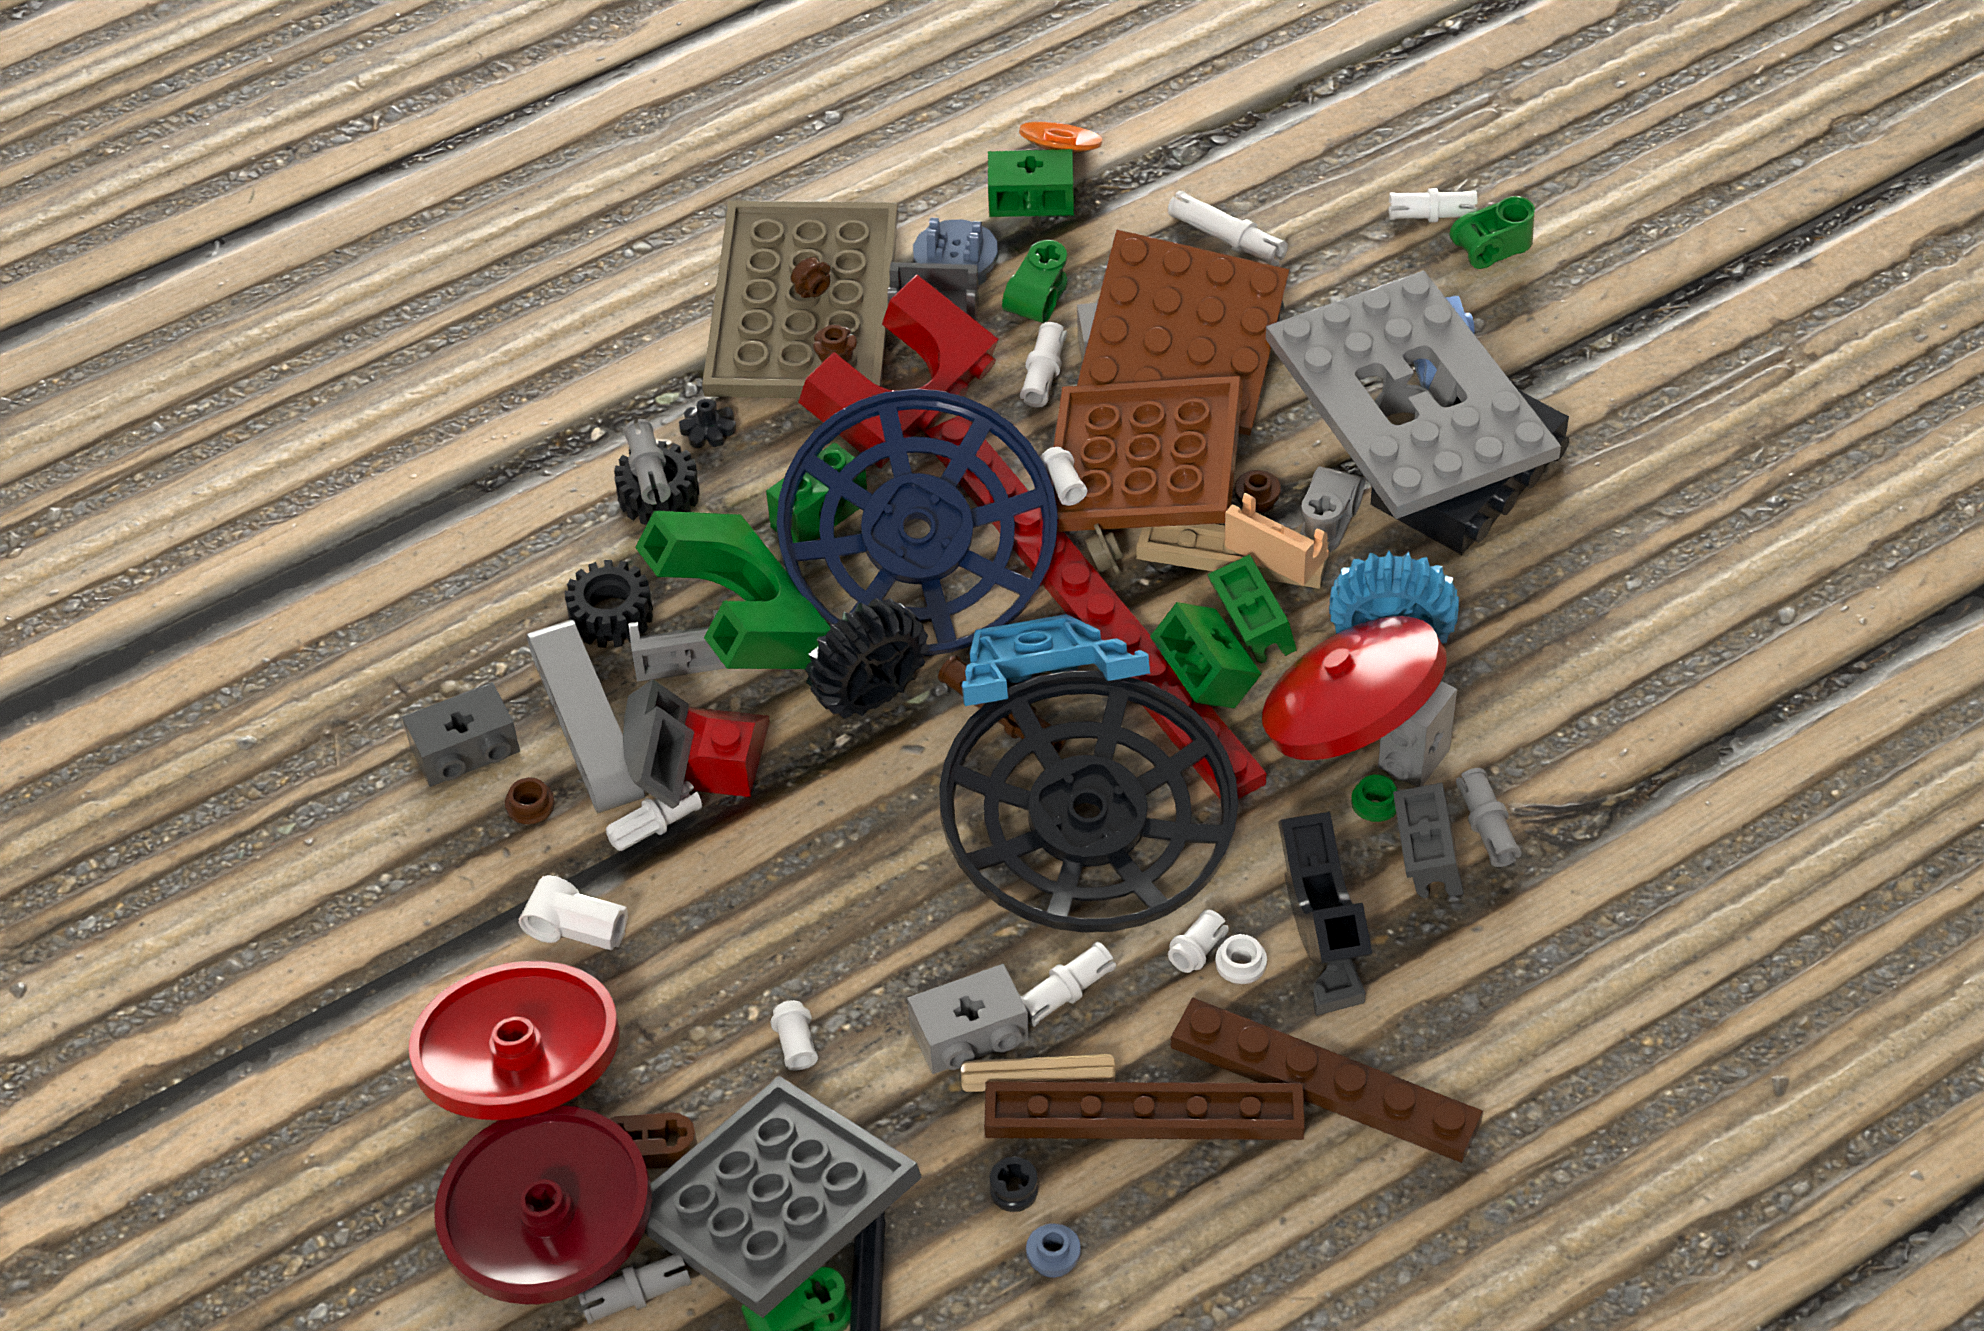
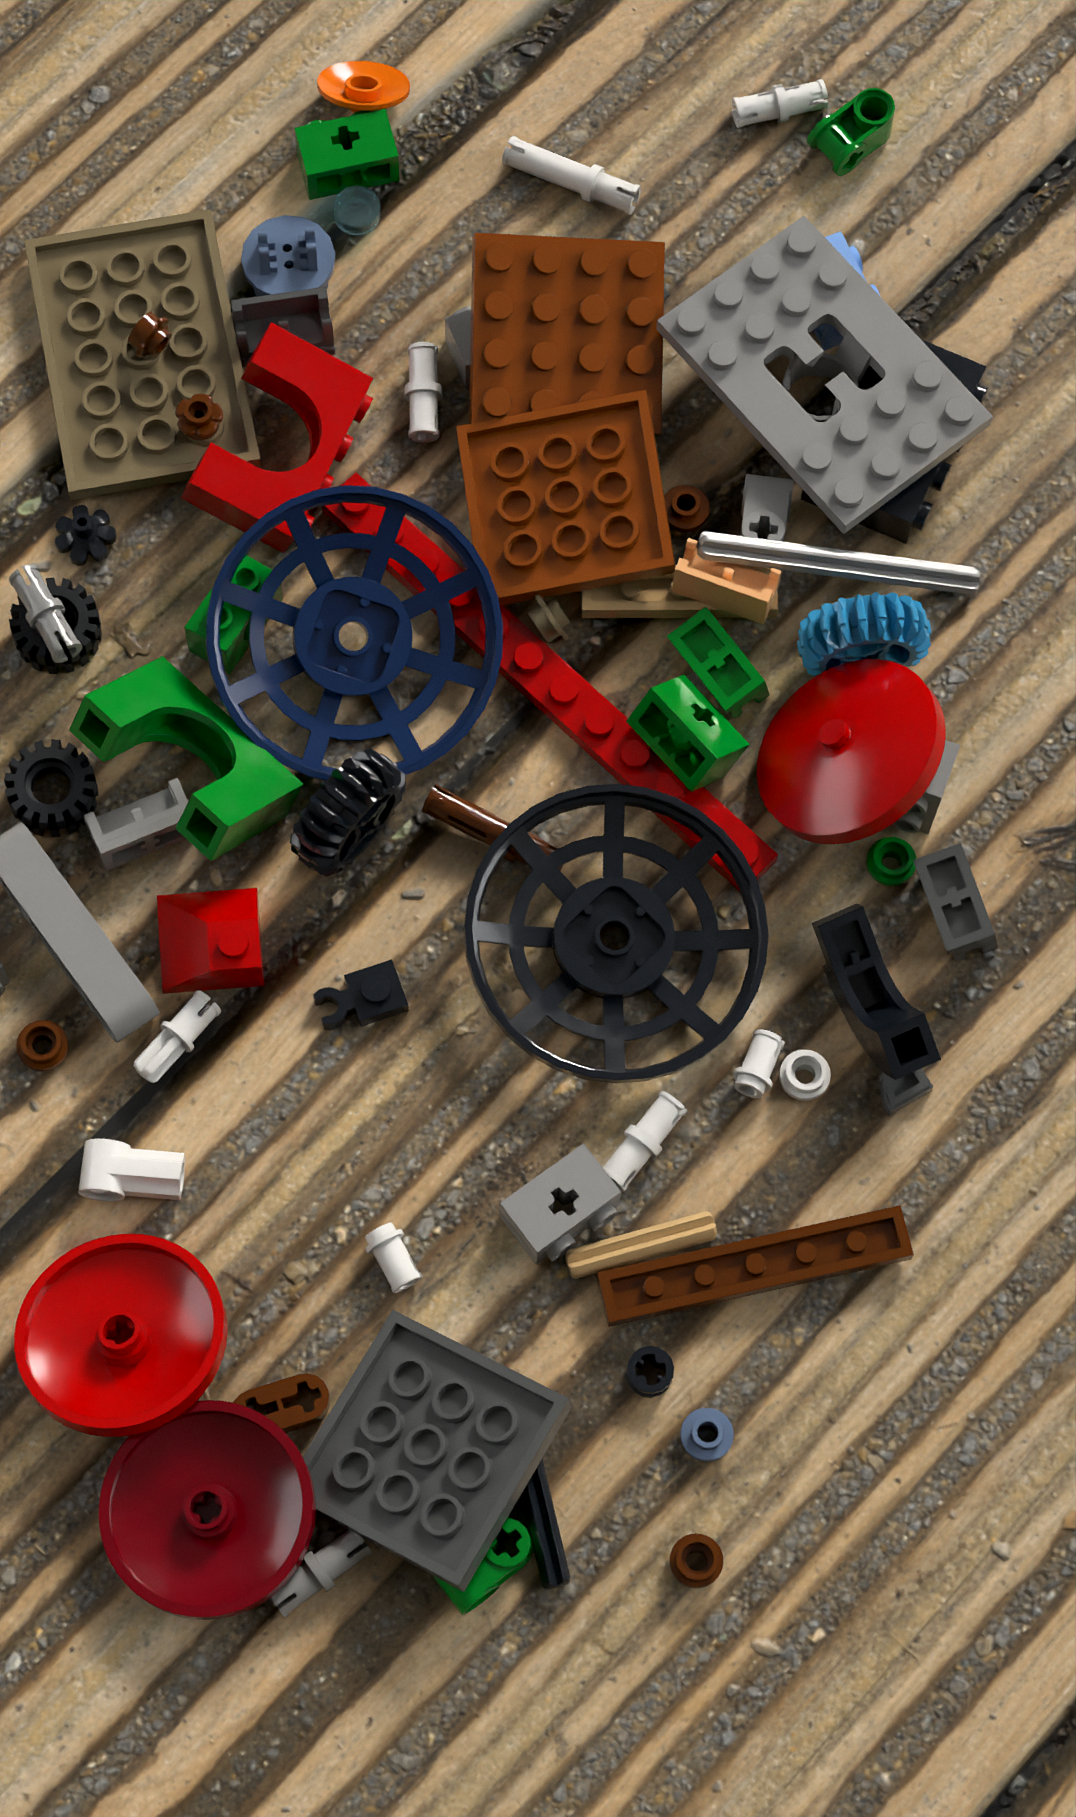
camera: 20 degrees left, 20 degrees up
(657, 741) = (160, 960): dark grey slope -> none
(845, 819) = (370, 994): none -> black plate
(1027, 227) = (356, 210): none -> clear light blue tile
(1038, 282) = (390, 291): green piece -> none
(1039, 646) = (517, 758): dark azure wing -> none
(1063, 475) = (492, 549): white pin -> none
(1328, 1079) = (917, 1186): reddish brown plate -> none
(1379, 542) = (838, 563): none -> light grey axle
(1488, 817) = (1005, 860): light grey pin -> none

